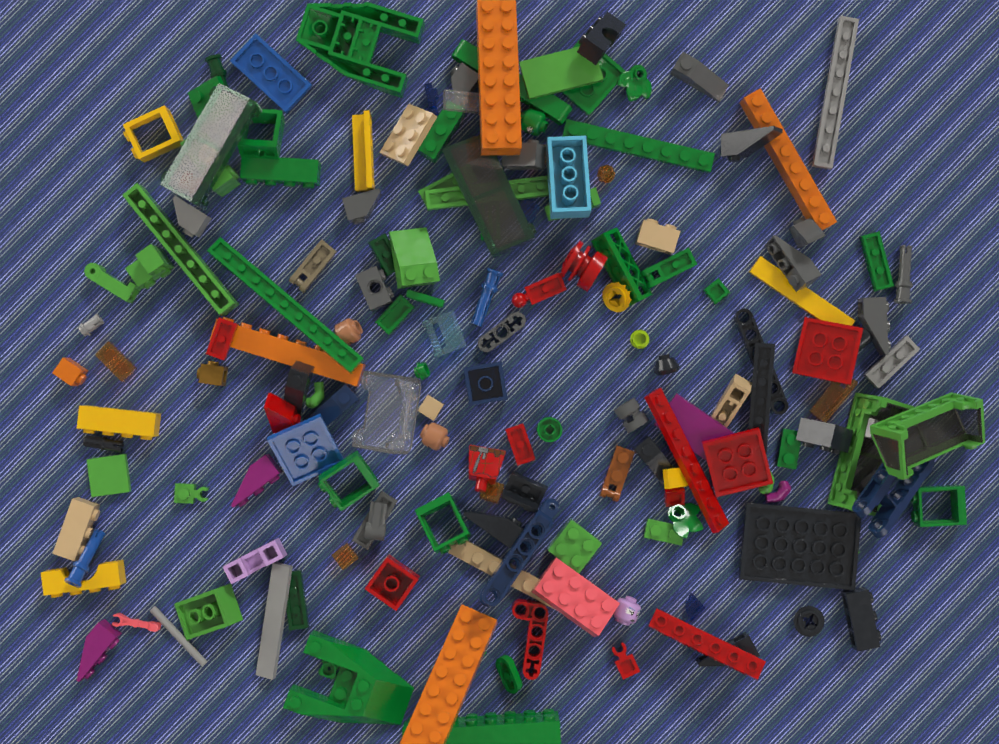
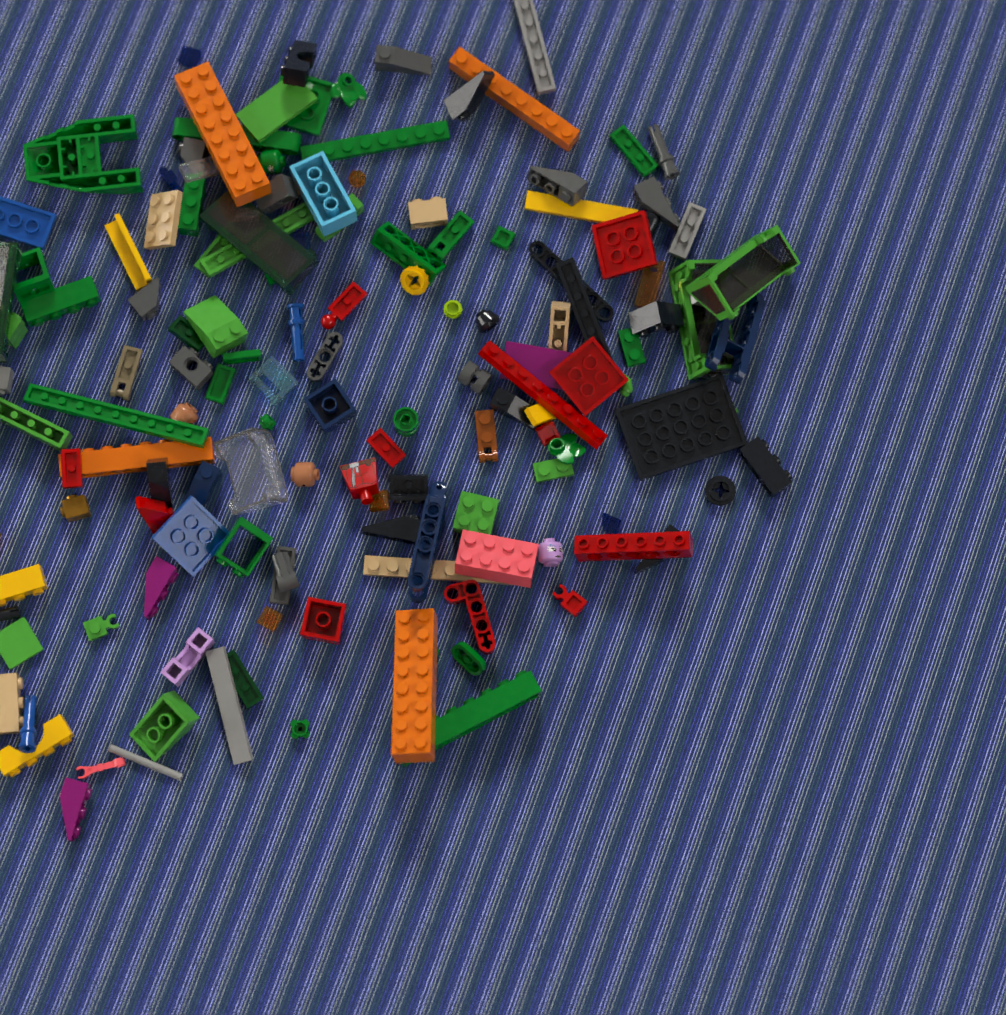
camera: 25 degrees left, 10 degrees down
(317, 397) = (181, 487): bright green arm -> none
(361, 692) = (339, 736): green wedge -> none
(430, 407) = (289, 452): tan tile -> none
(433, 506) = (334, 534): green window -> none
(583, 266) = (372, 264): red wheel -> none
(781, 494) = (643, 389): magenta arm -> none
(805, 232) = (557, 152): dark grey slope -> none
(958, 506) = (803, 327): green window -> none

